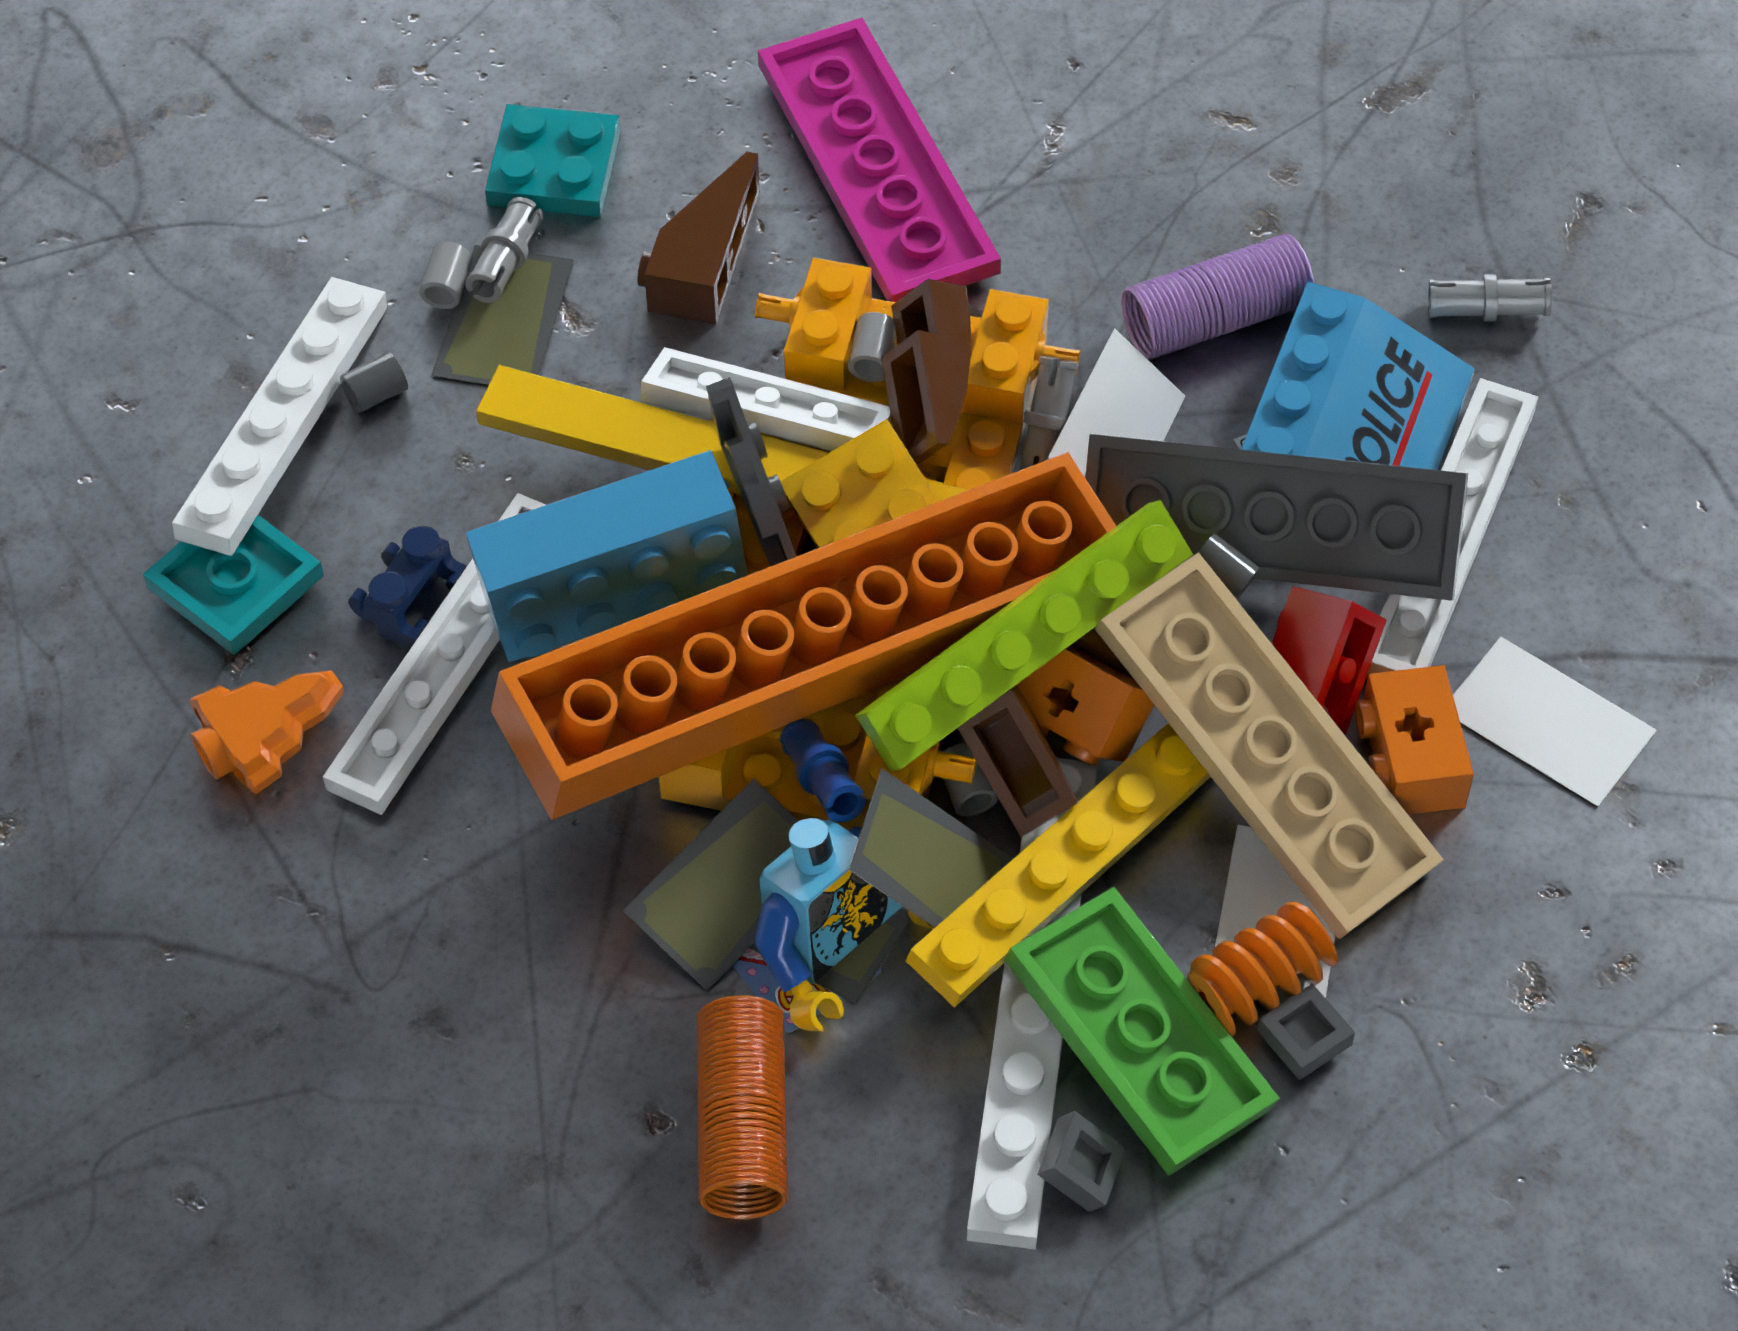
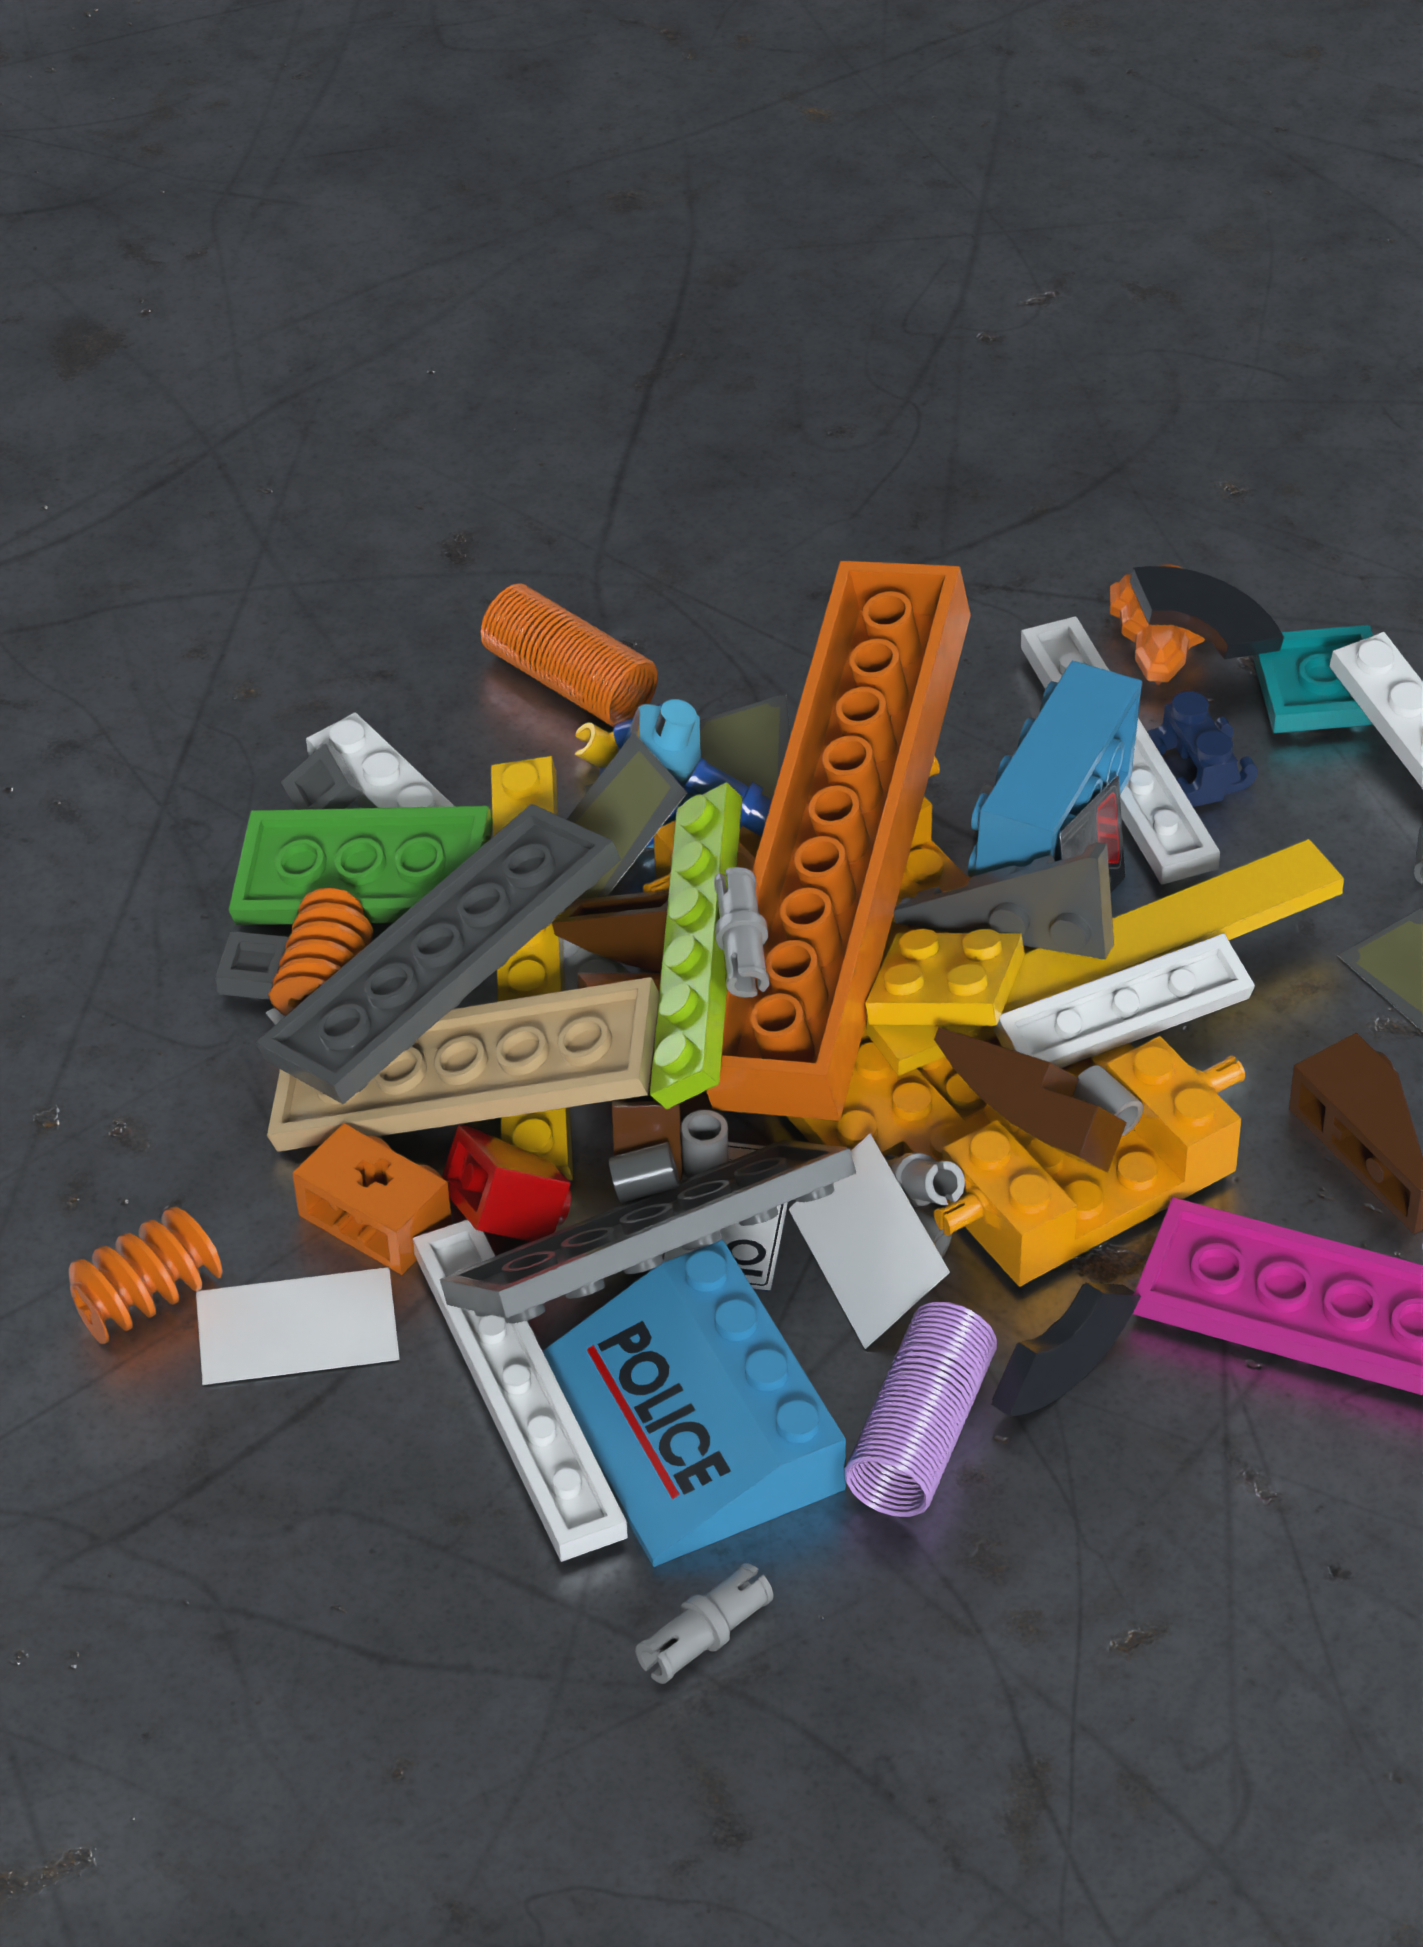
camera: 135 degrees right, 10 degrees down
(246, 665) = (1206, 608): none -> black tile
(1012, 573) = (741, 932): none -> light grey pin
(1108, 265) = (1067, 1351): none -> black tile
(1198, 826) = (437, 953): none -> dark grey plate
(1646, 811) = (140, 1269): none -> orange piece

